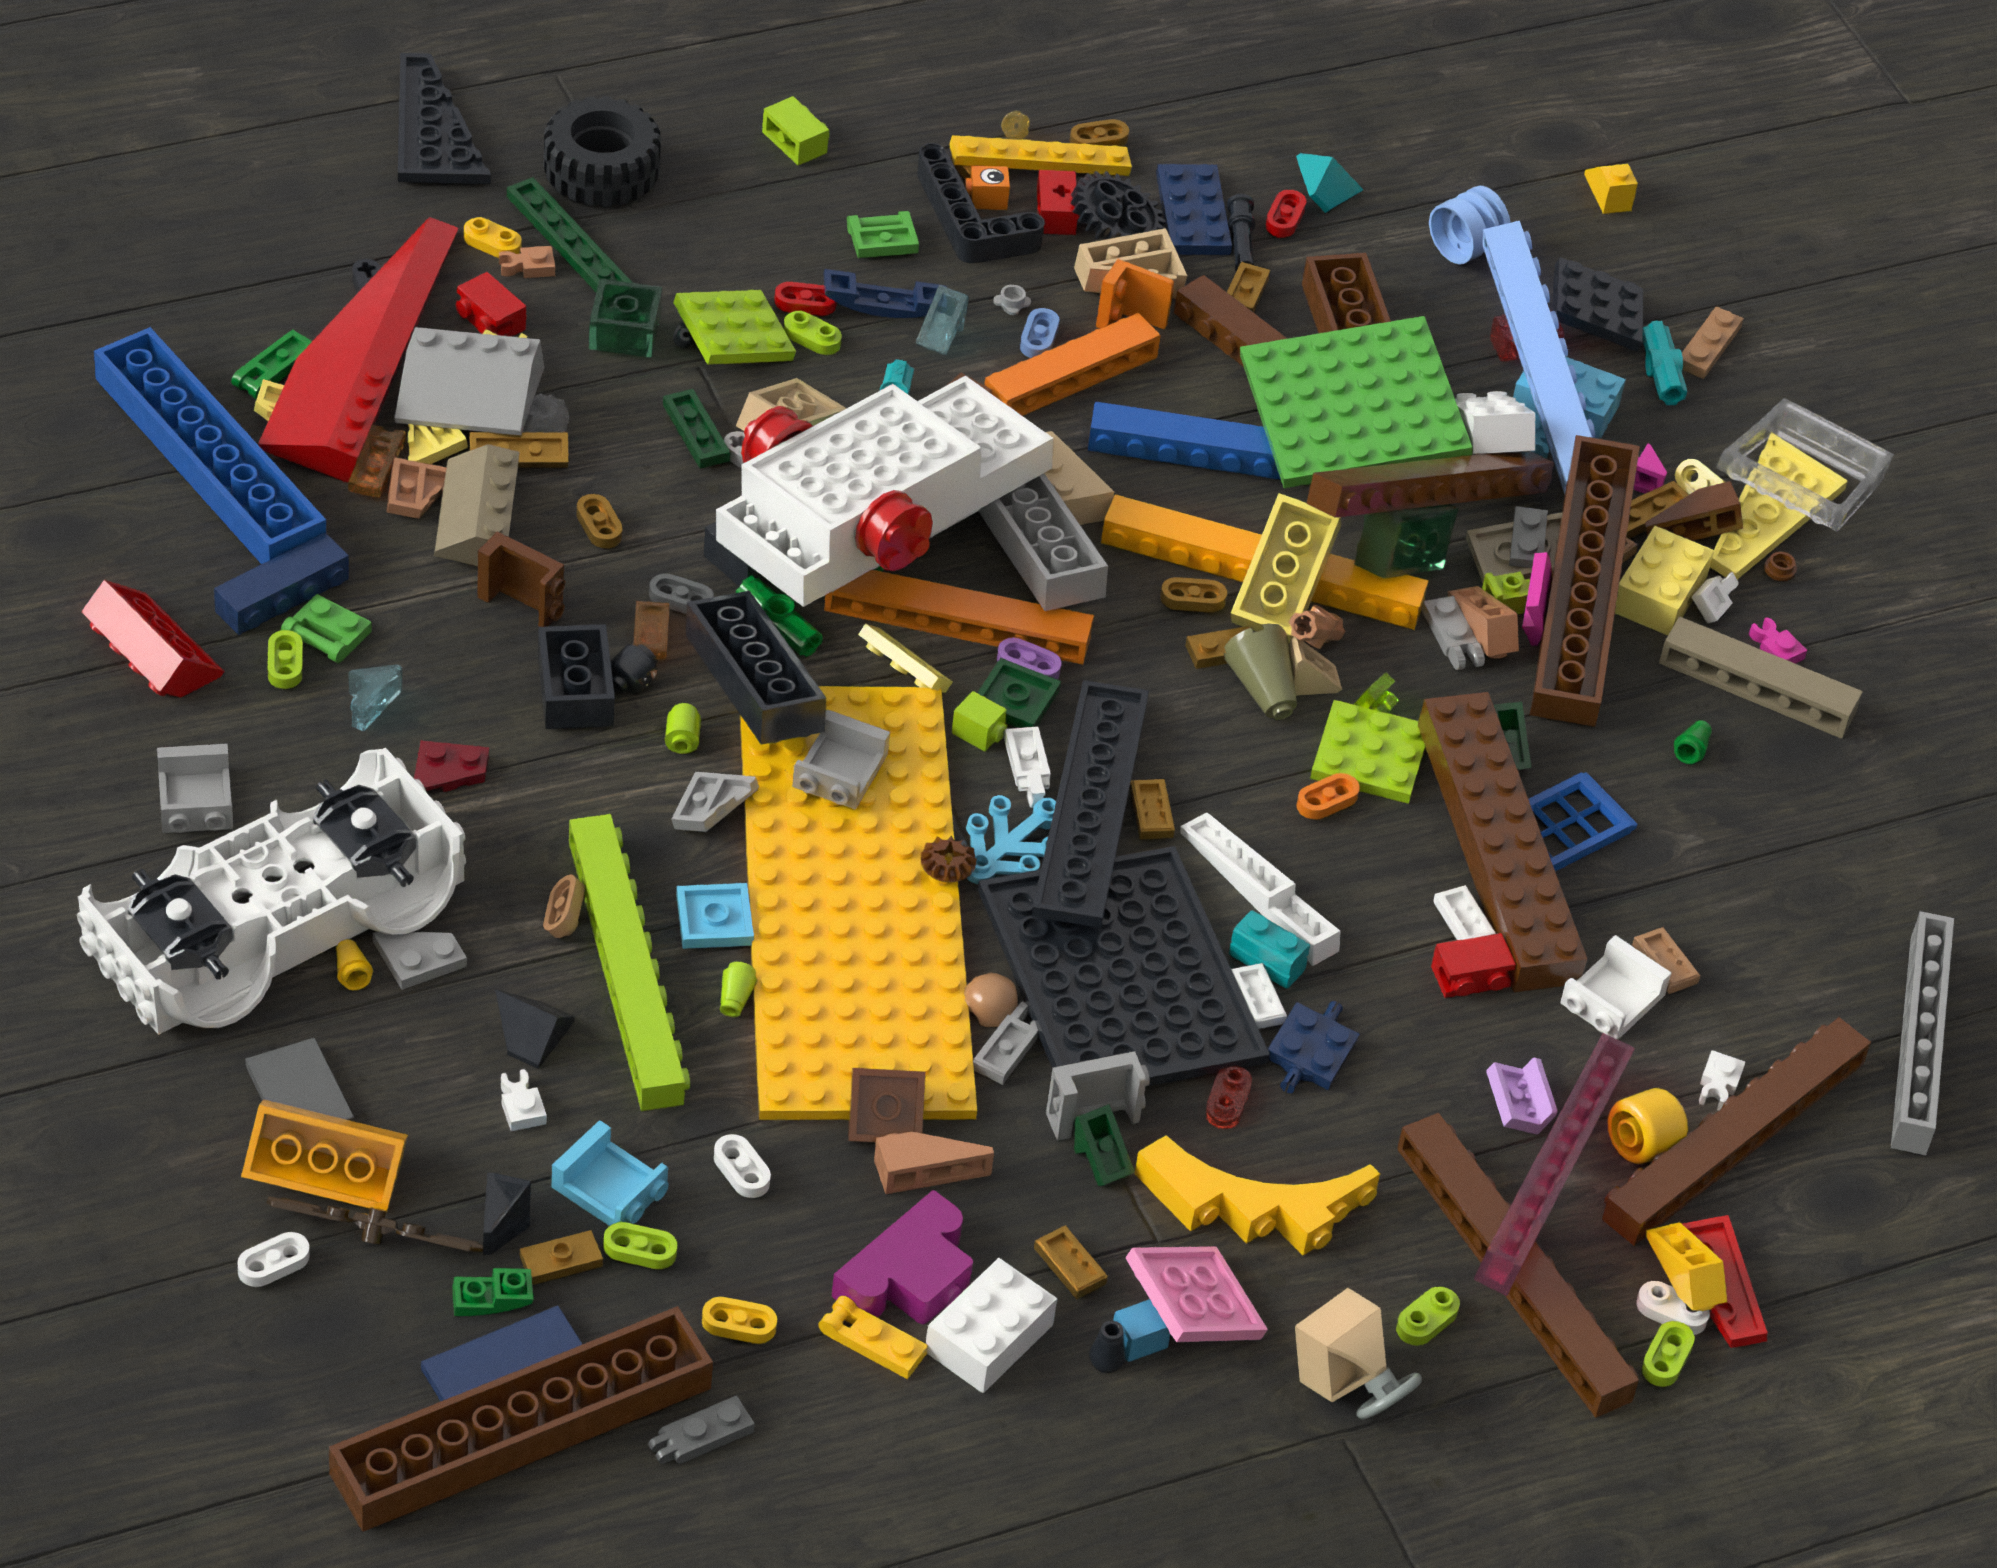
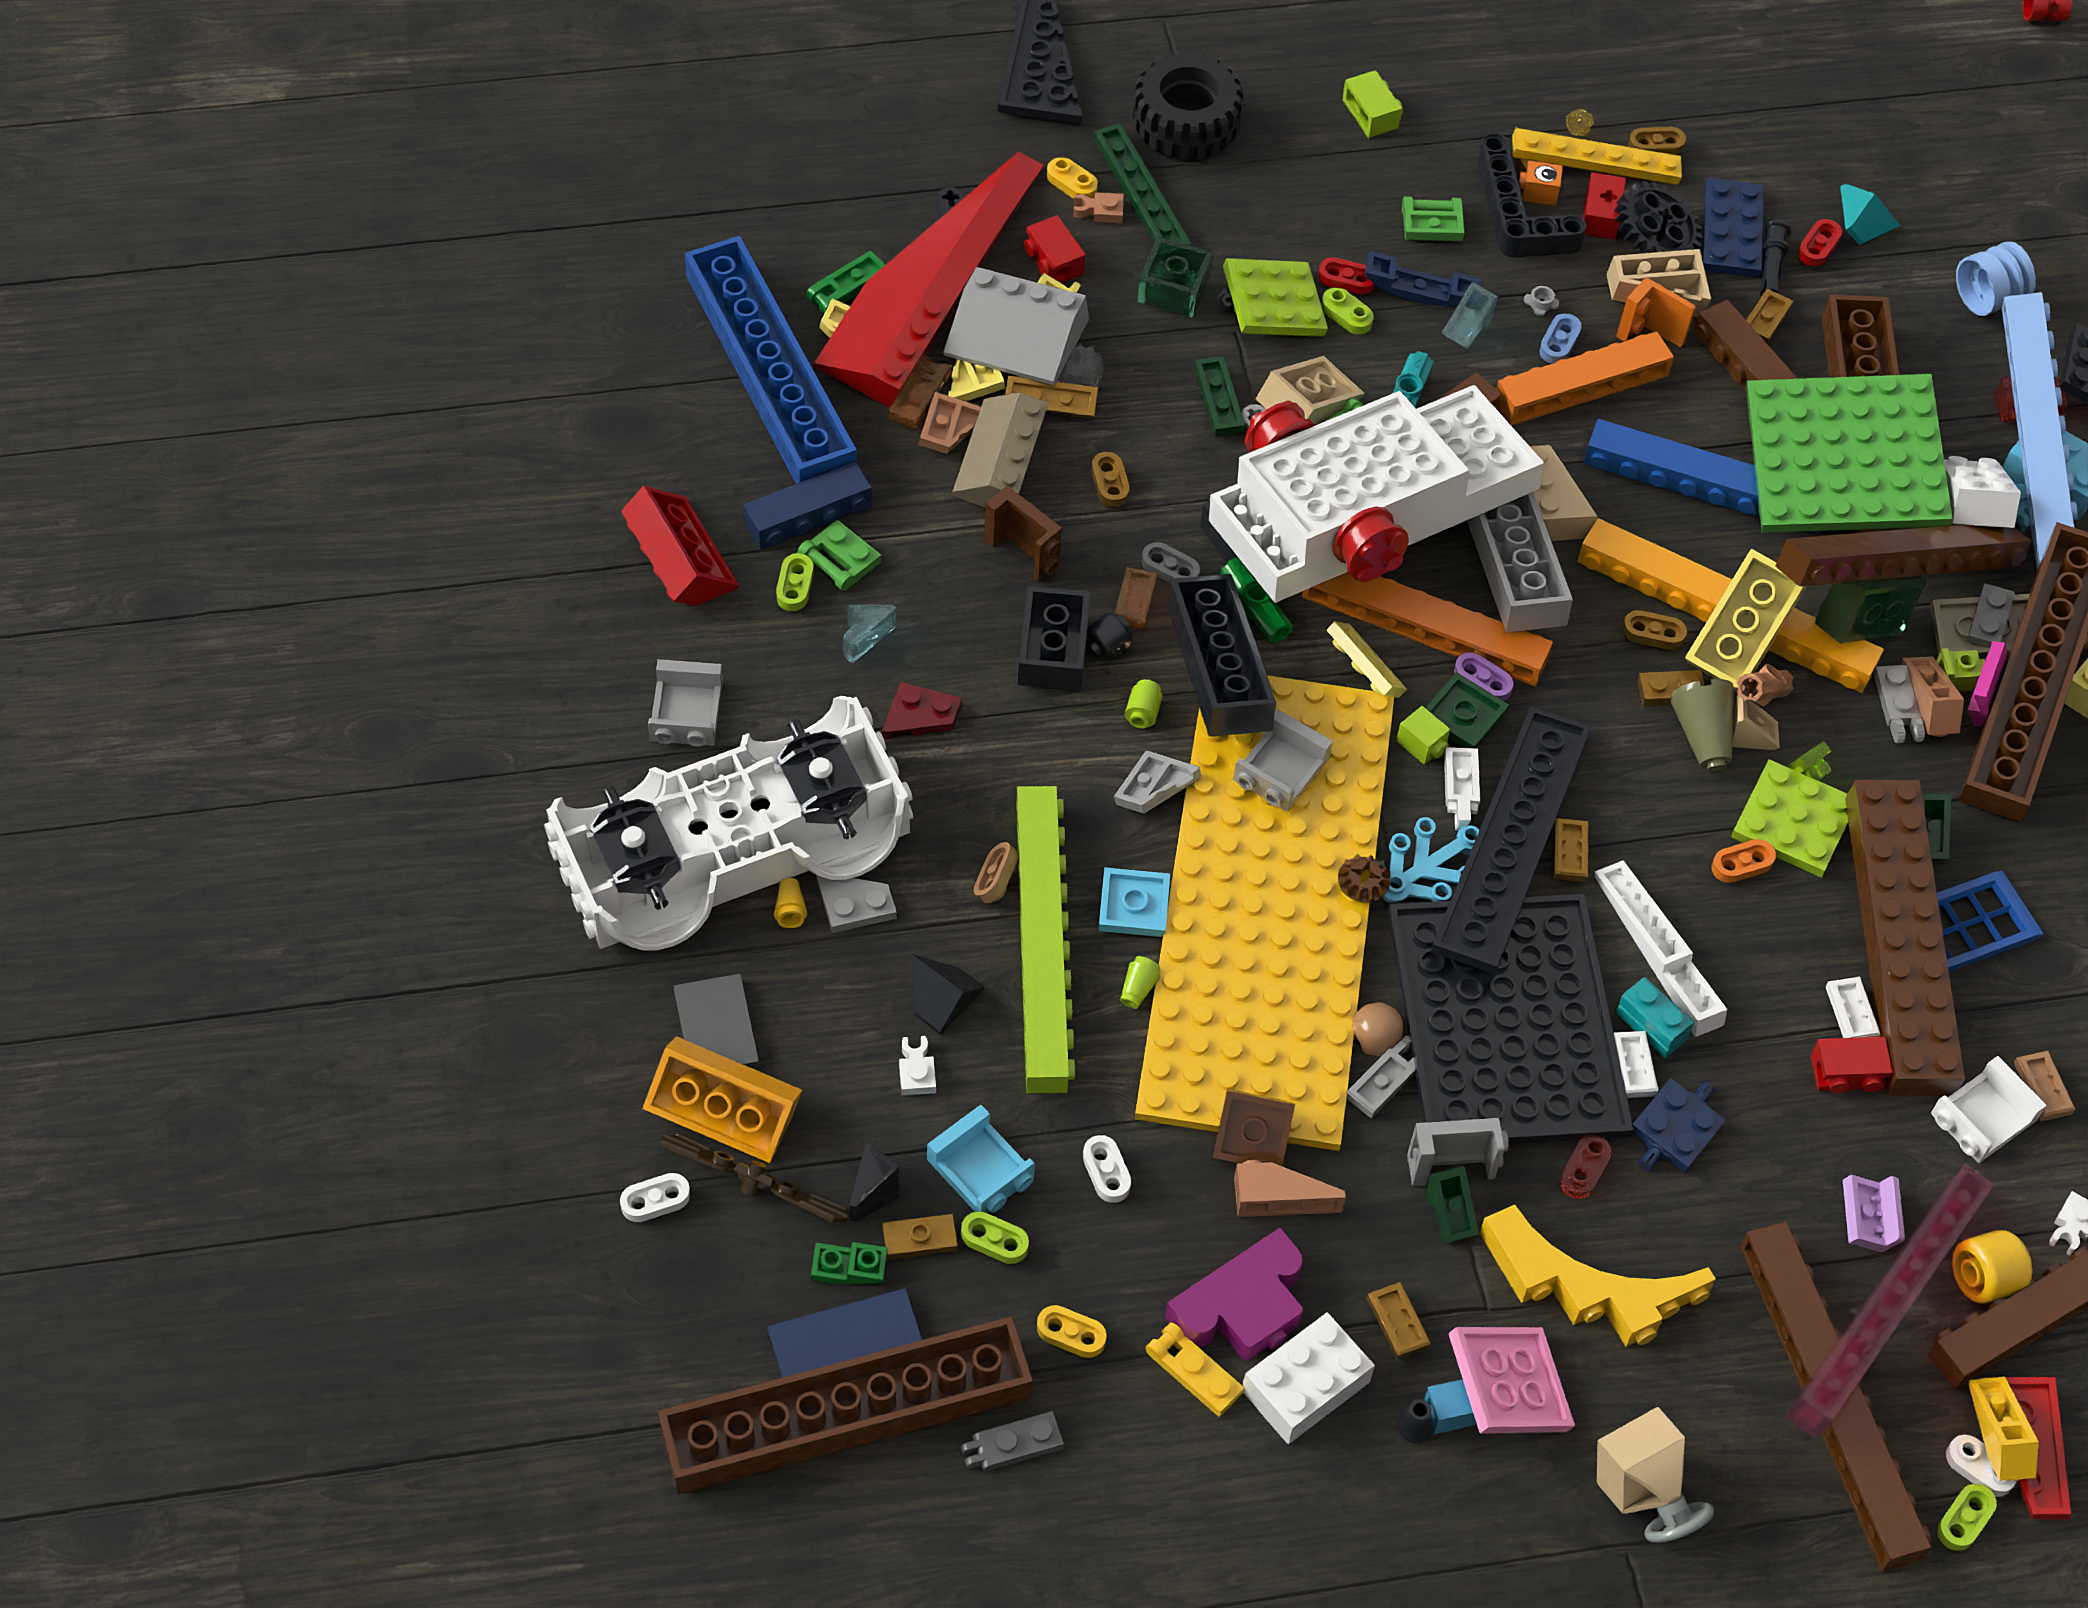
camera: 15 degrees right, 10 degrees up
(1431, 1314) = (1737, 1432): lime plate -> none

